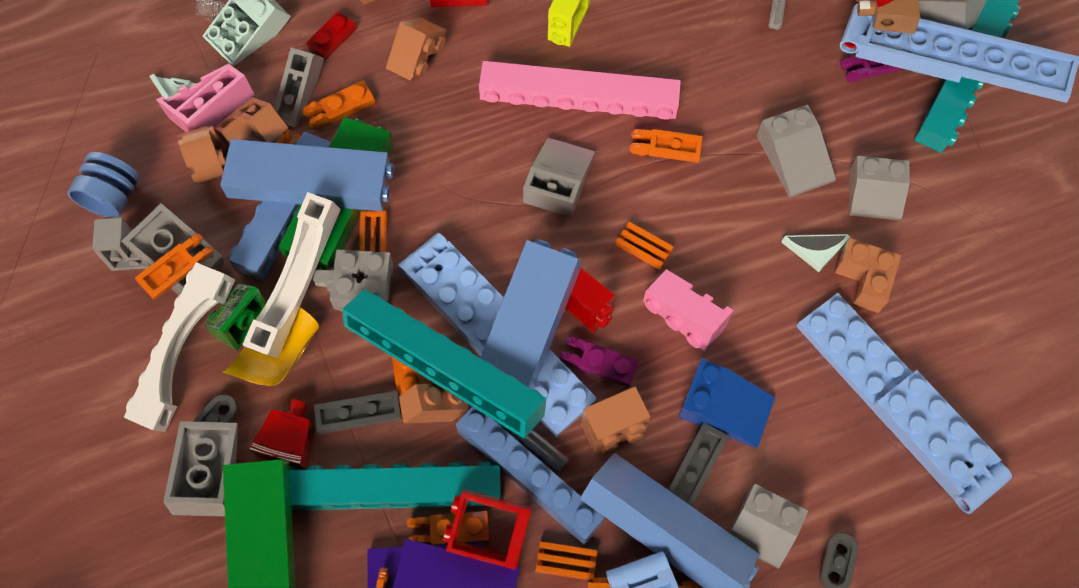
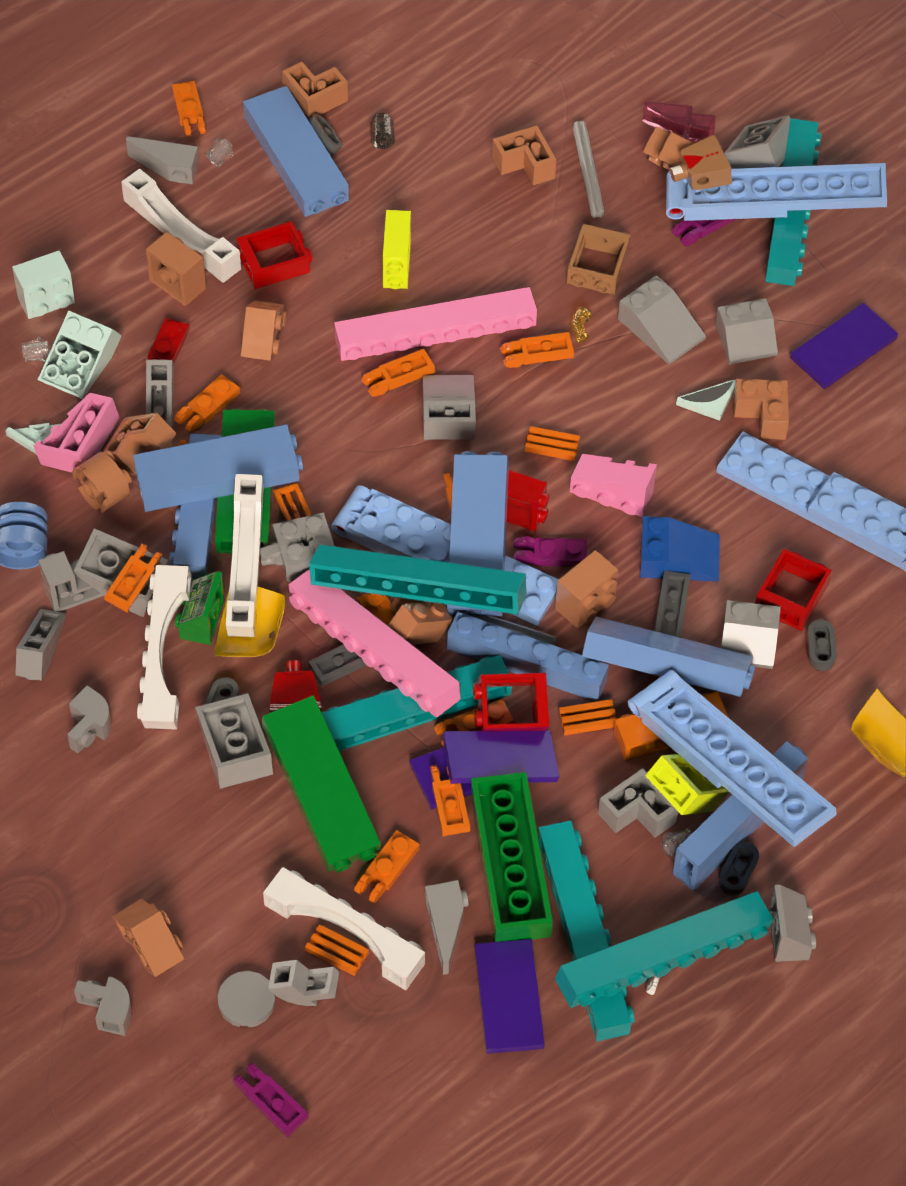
camera: 20 degrees left, 10 degrees down
(74, 301) = (39, 644): none -> light grey slope
(90, 396) = (93, 716): none -> light grey brick
(382, 420) = (376, 644): none -> bright pink brick
(526, 128) = (398, 372): none -> orange hinge
(720, 123) = (577, 321): none -> clear yellow arm
(759, 48) = (592, 238): none -> medium nougat window
(817, 514) = (794, 563): none -> red window
(971, 231) = (843, 345): none -> dark purple tile

